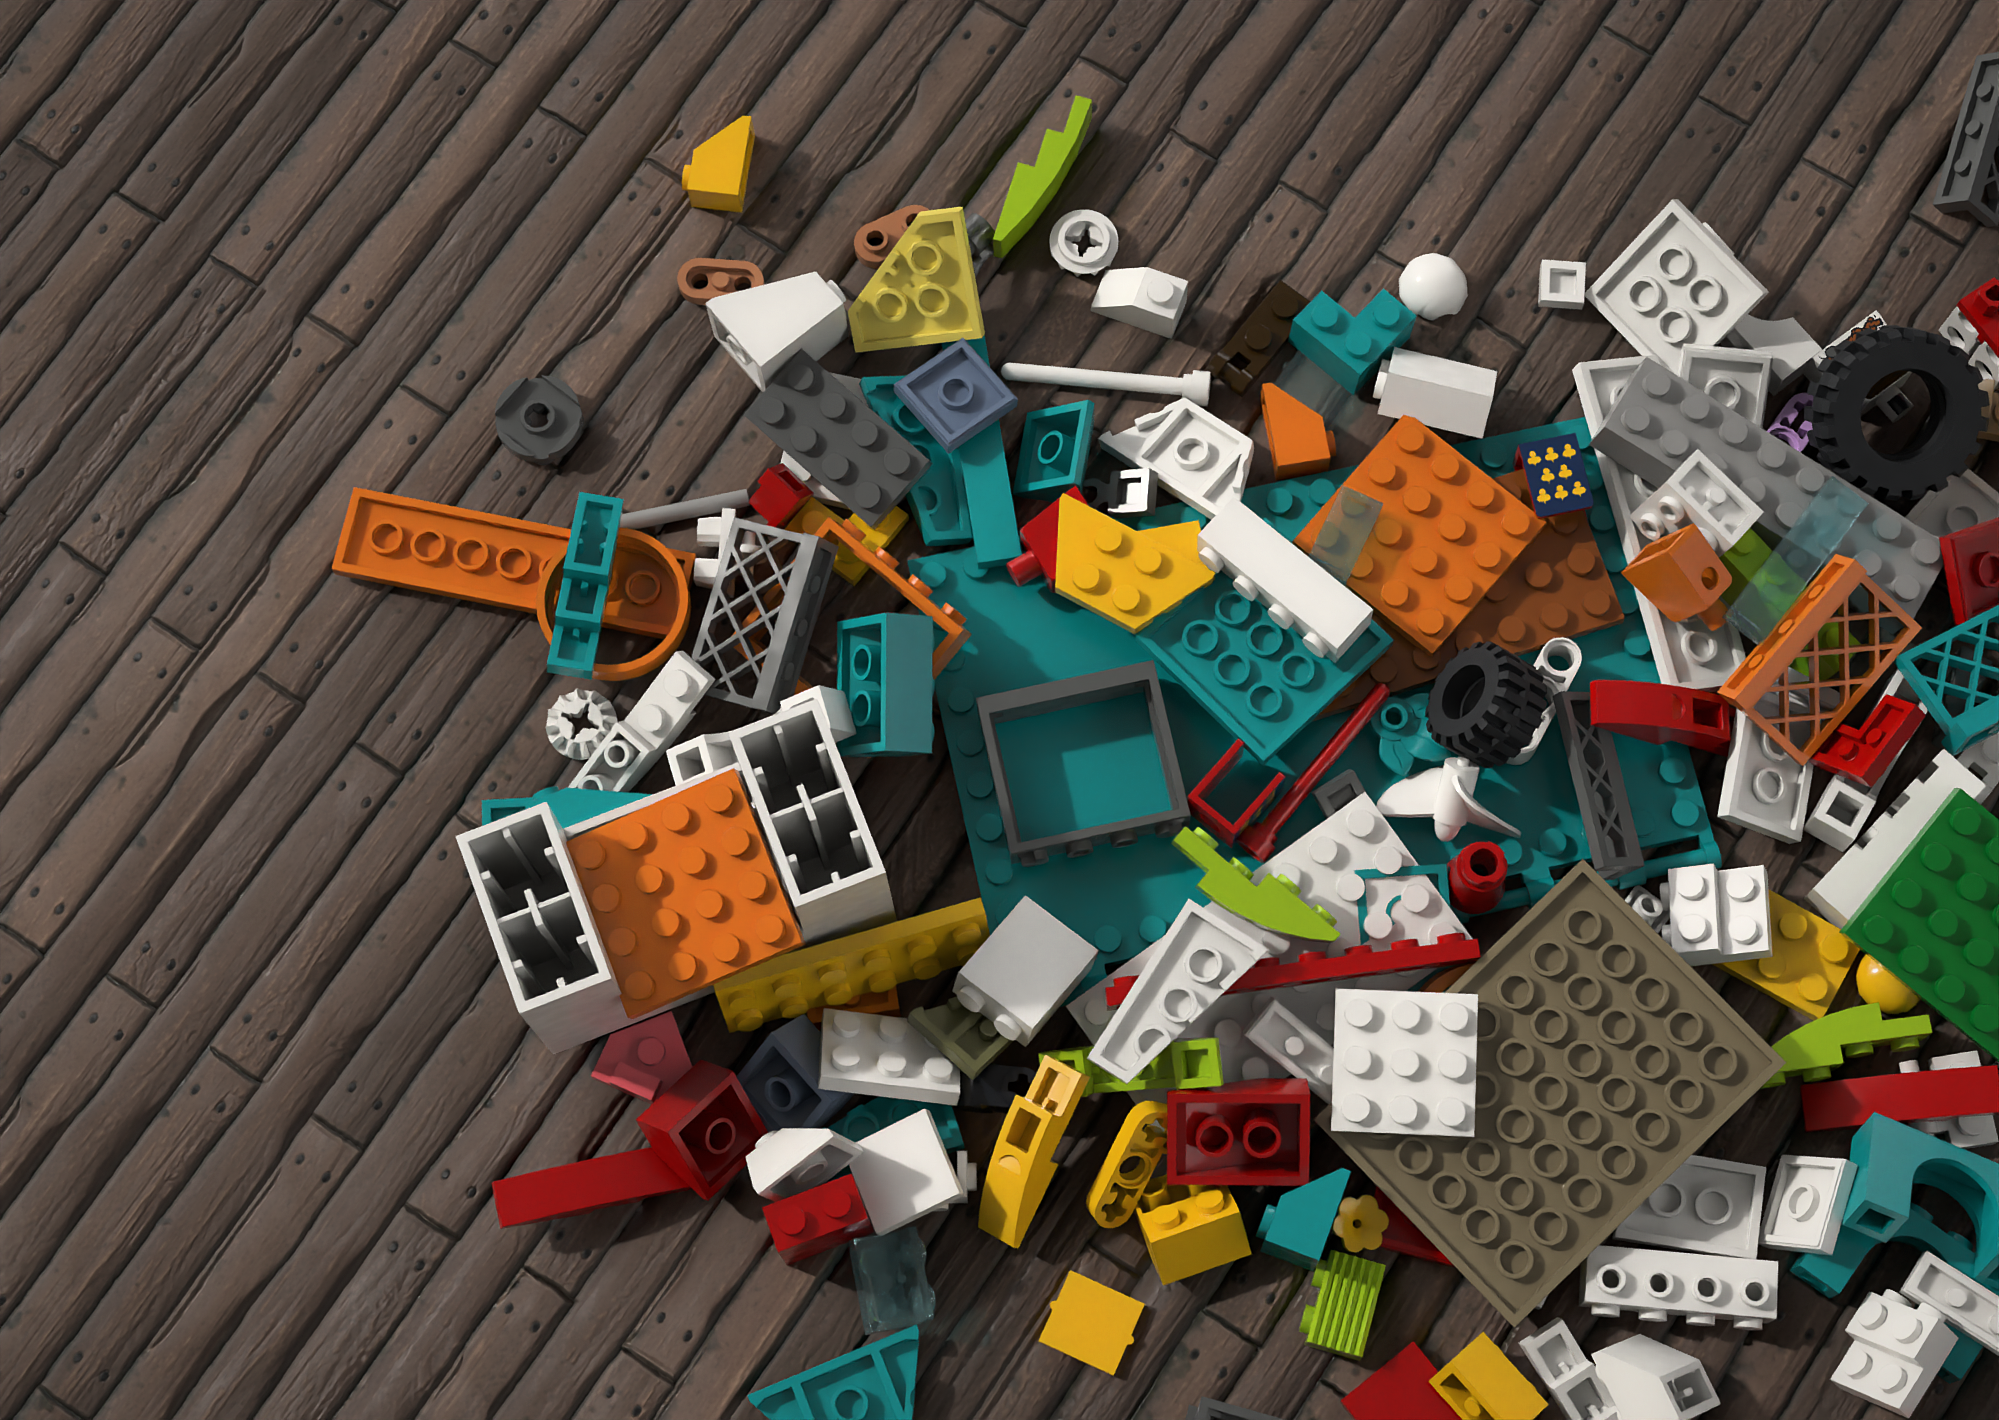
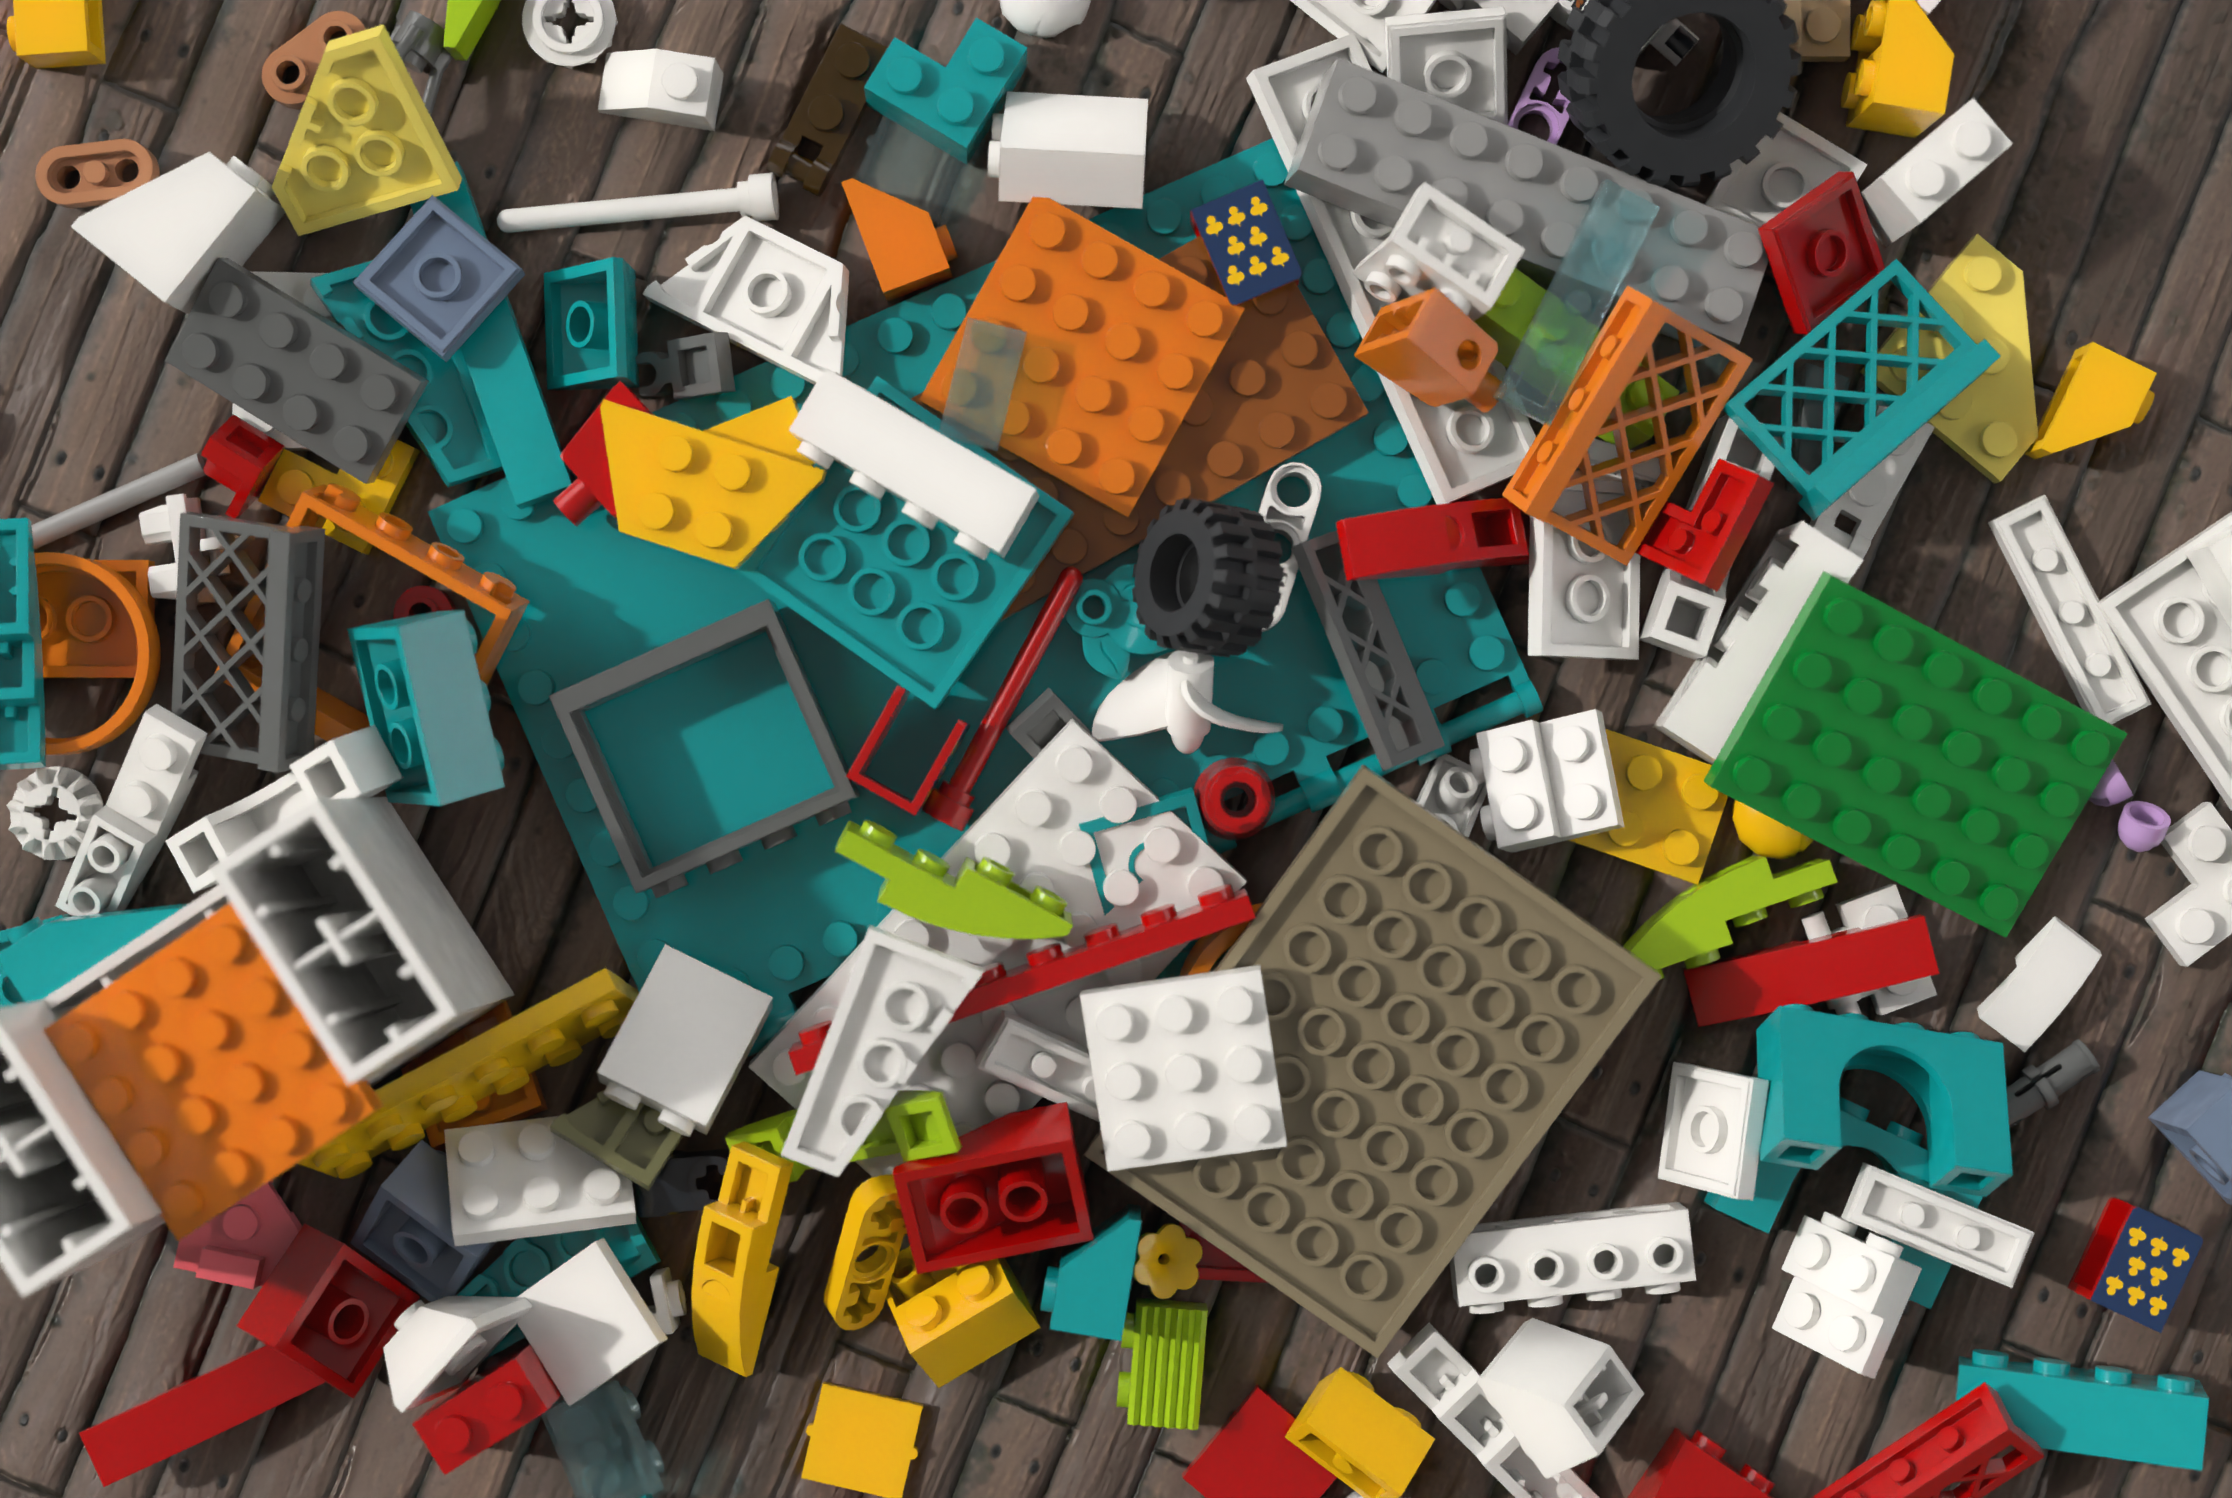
camera: 15 degrees left, 15 degrees up
(1702, 1209) = (1592, 1156): white plate -> none

